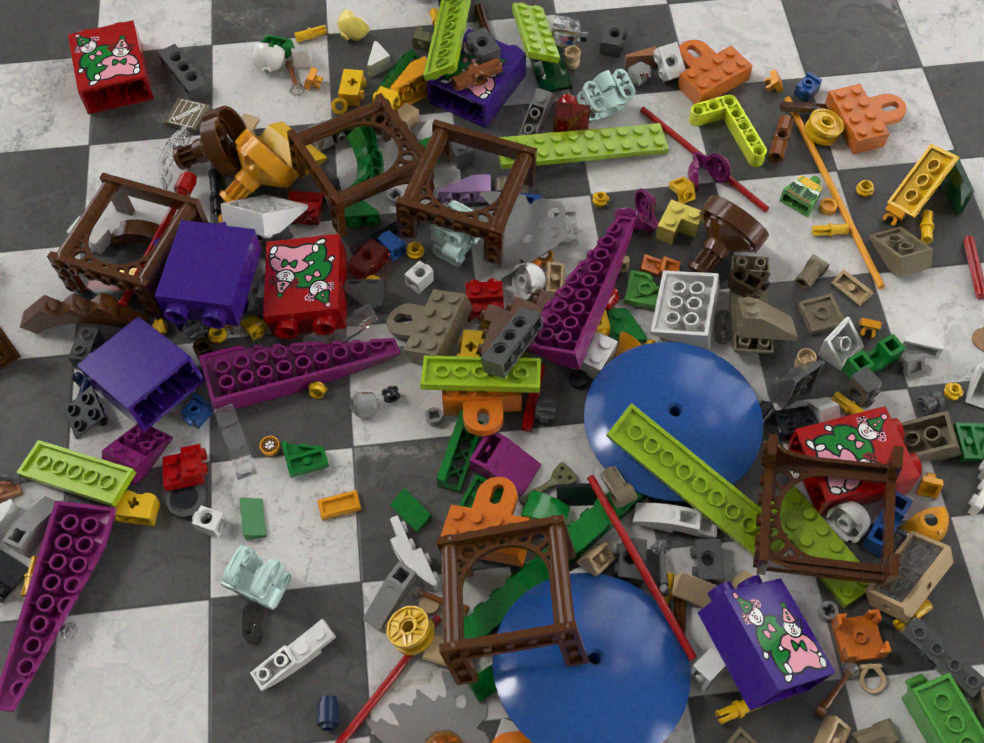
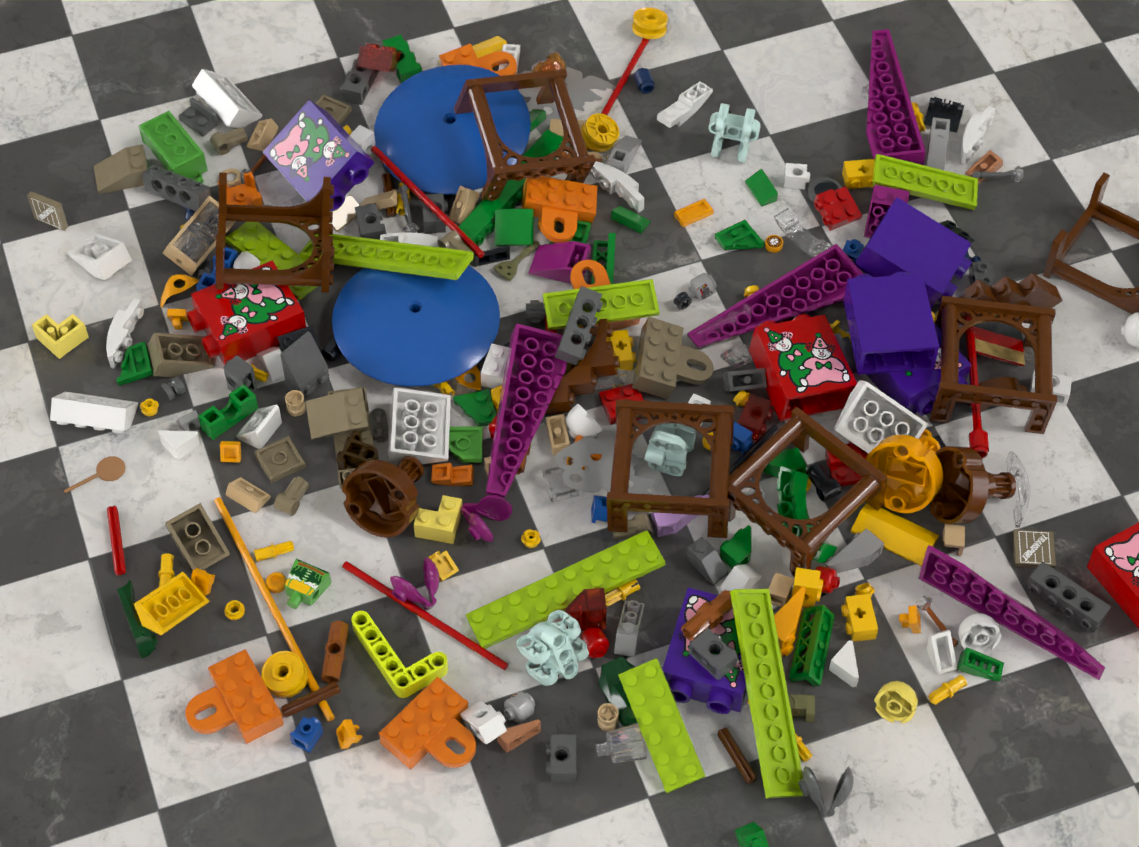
camera: 165 degrees right, 5 degrees down
(247, 75) = (984, 597): none -> magenta wedge

